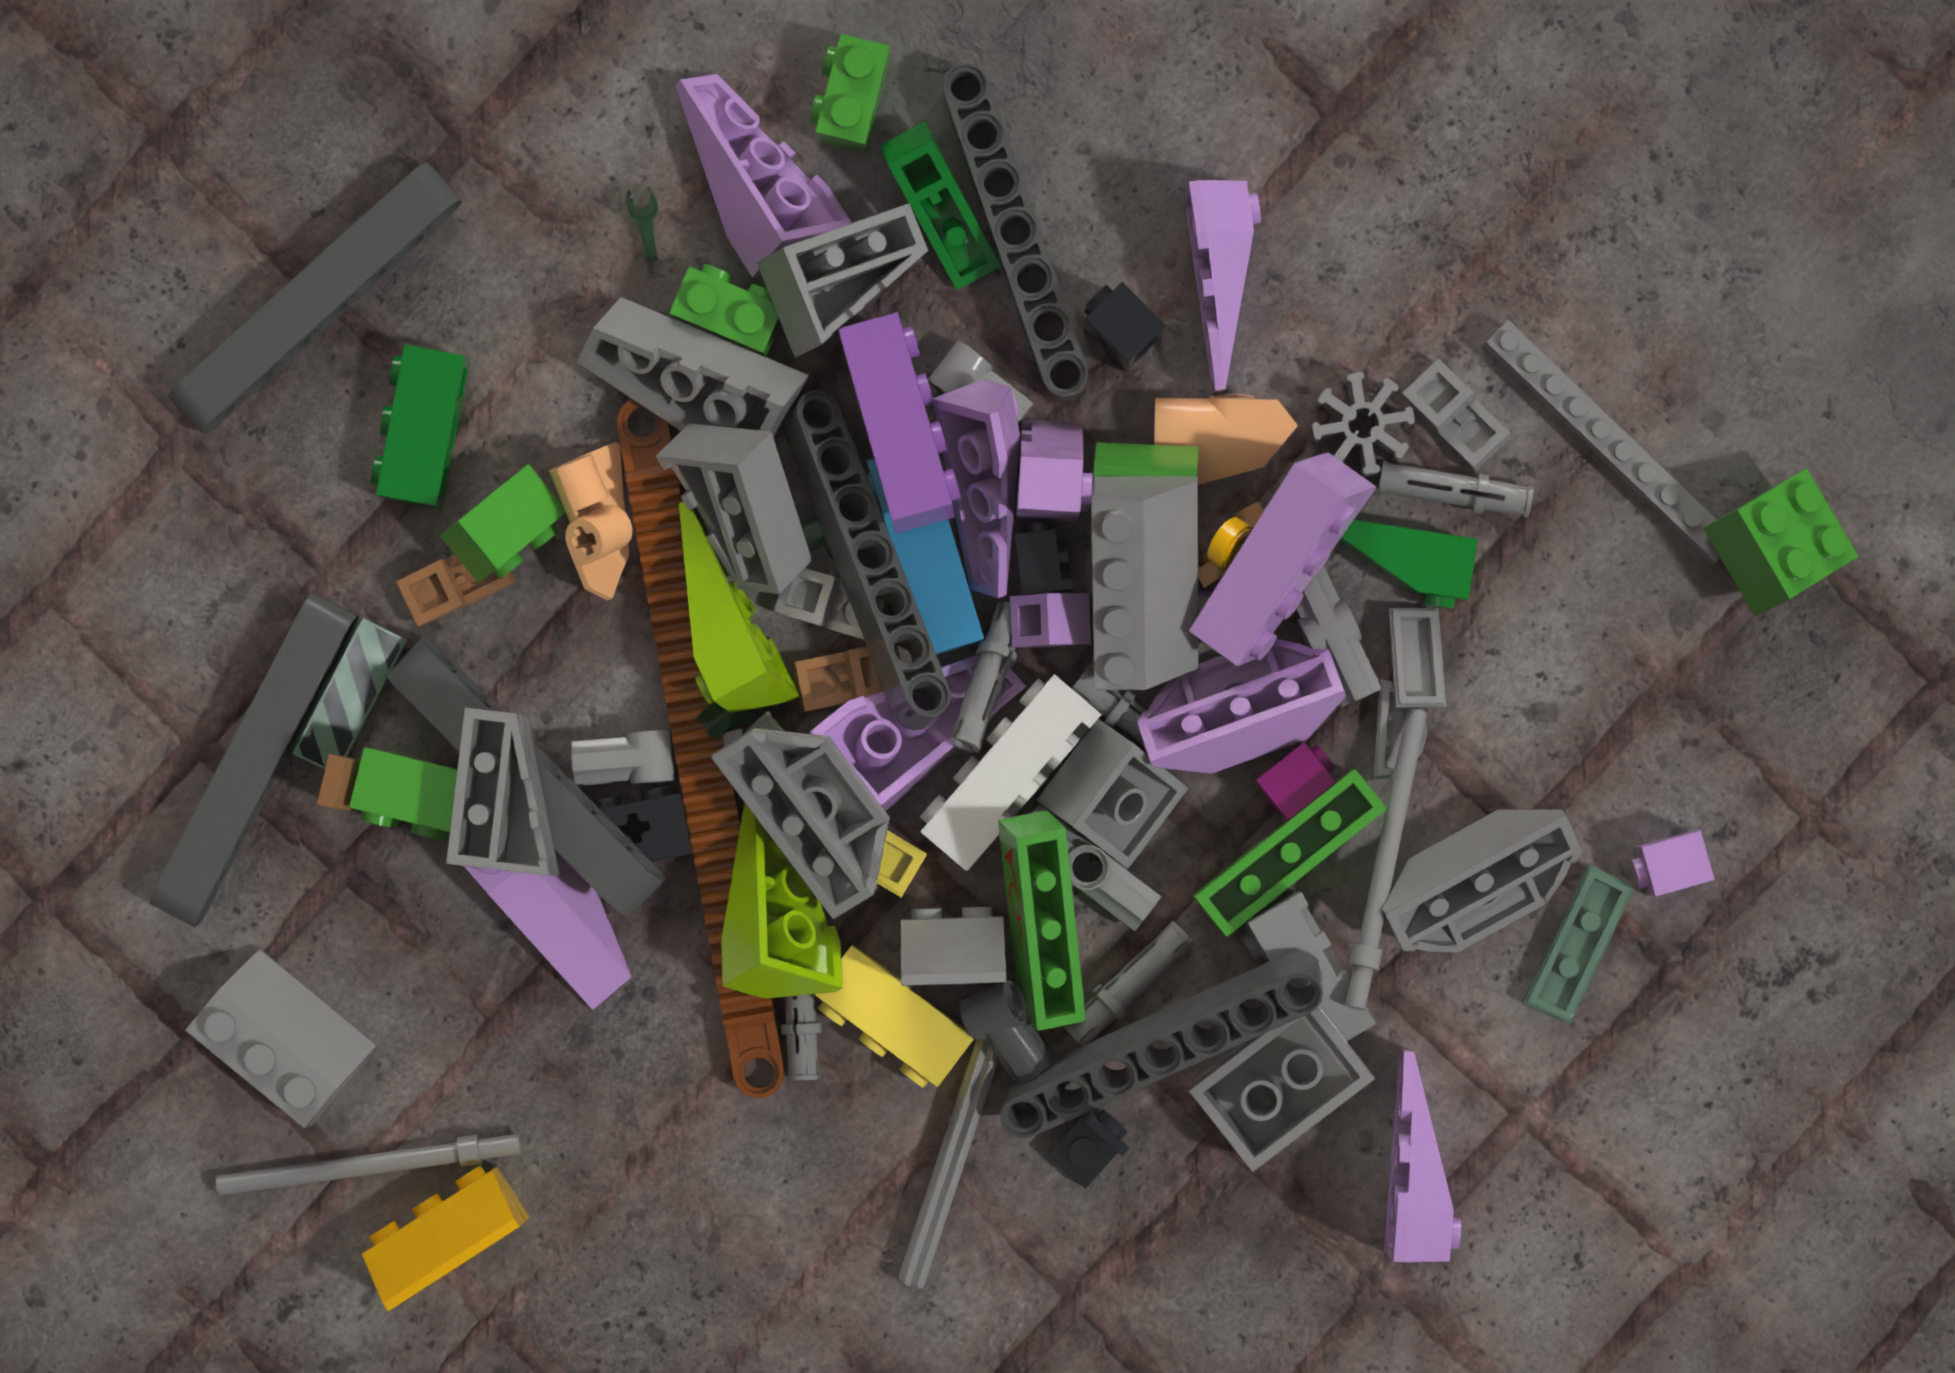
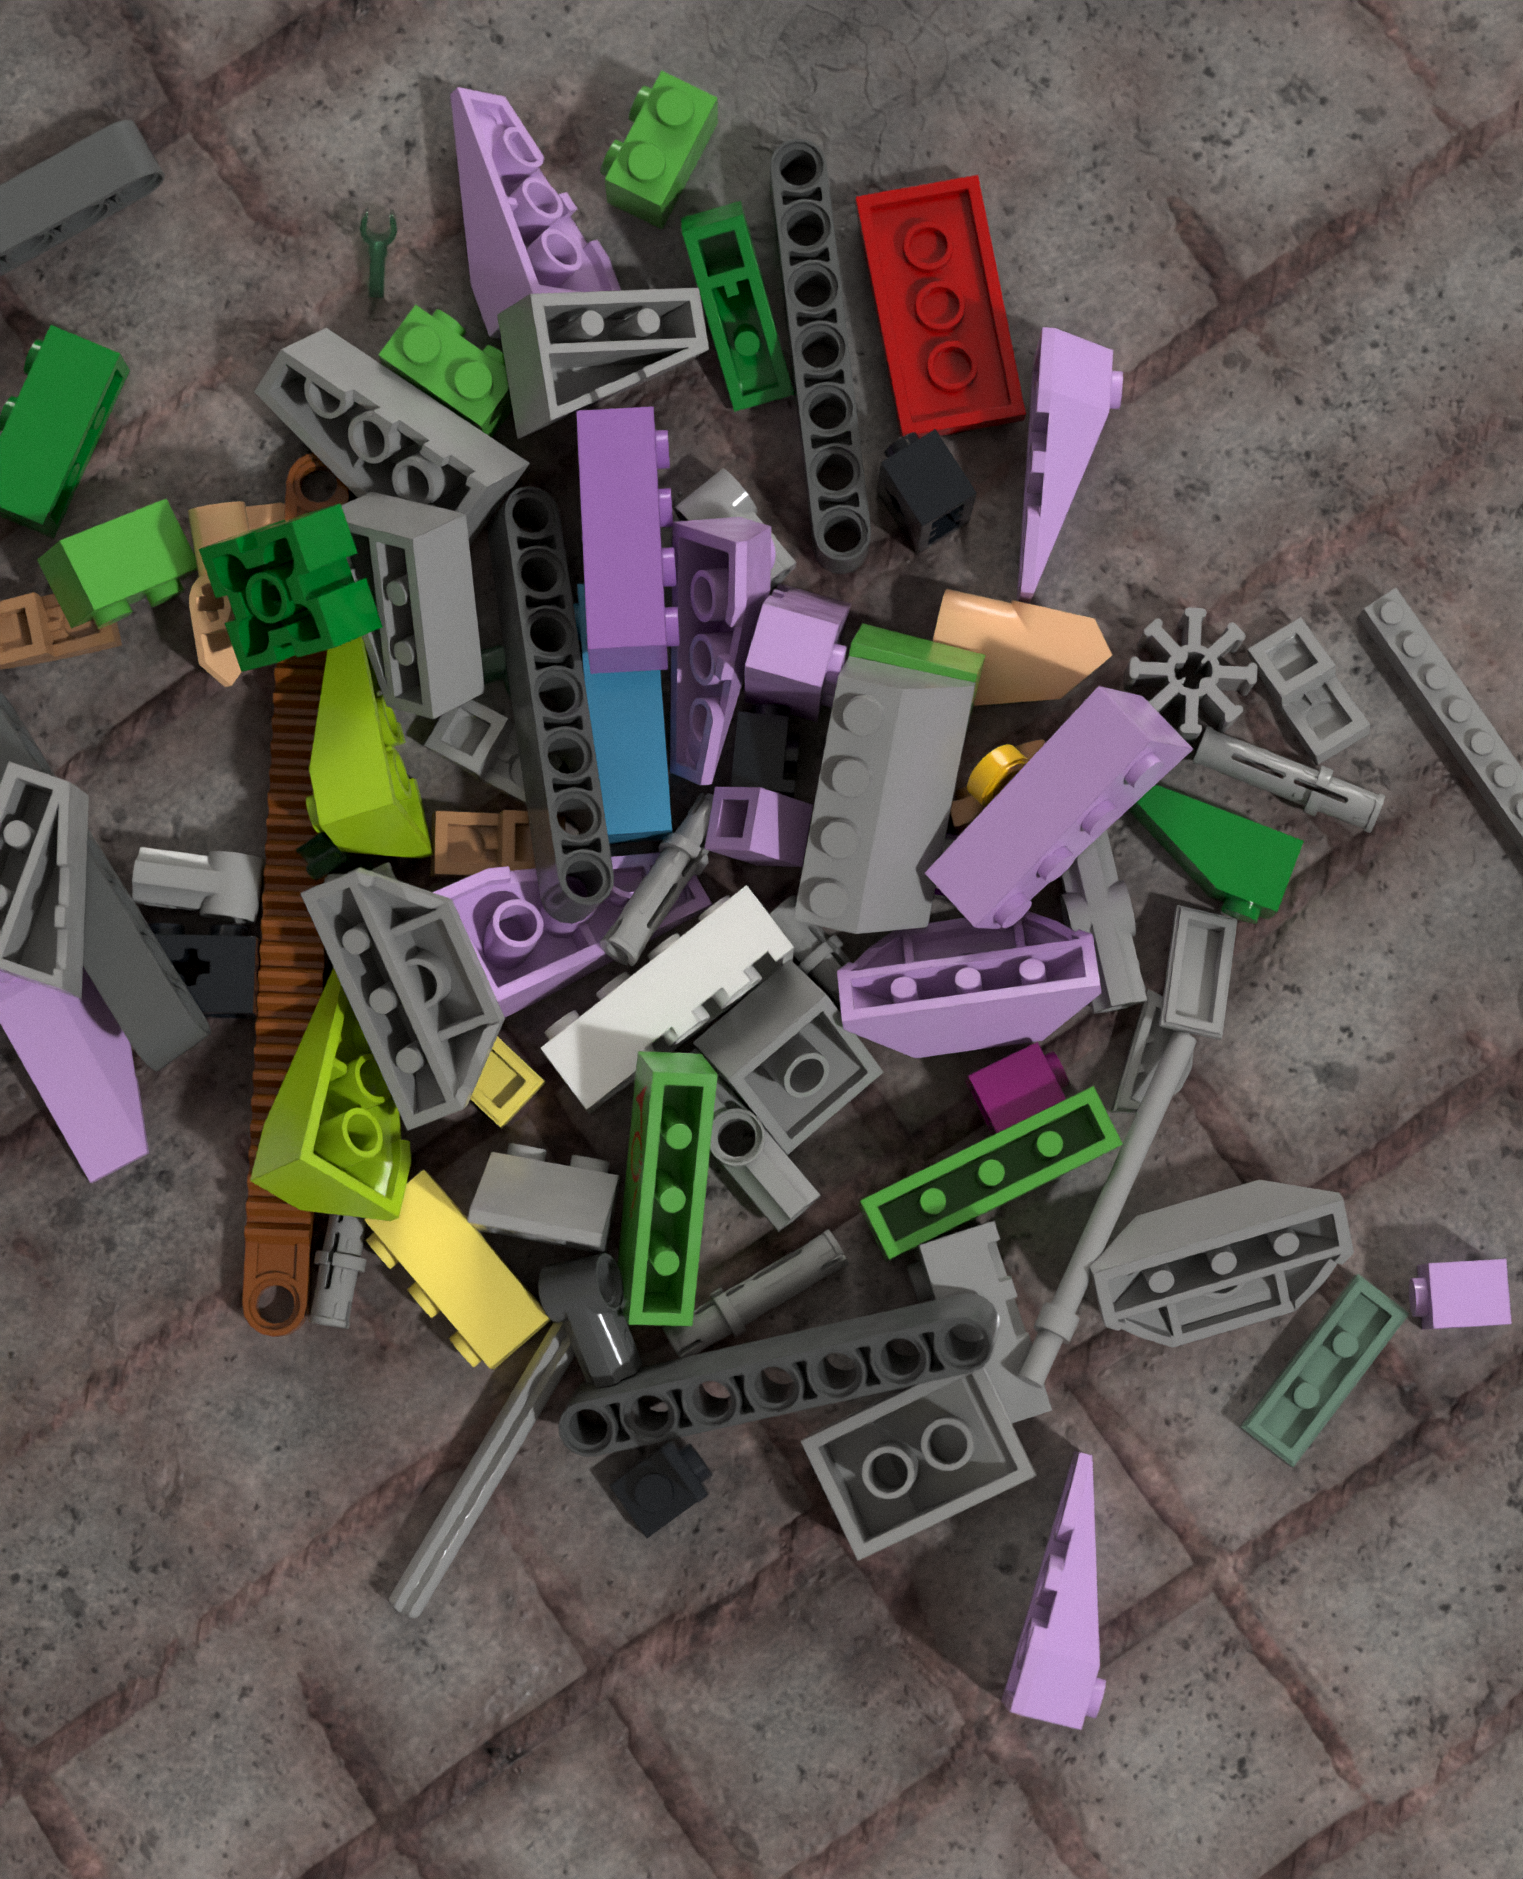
camera: 15 degrees right, 5 degrees down
(647, 519) = (291, 588): none -> green brick
(1101, 172) = (940, 307): none -> red plate

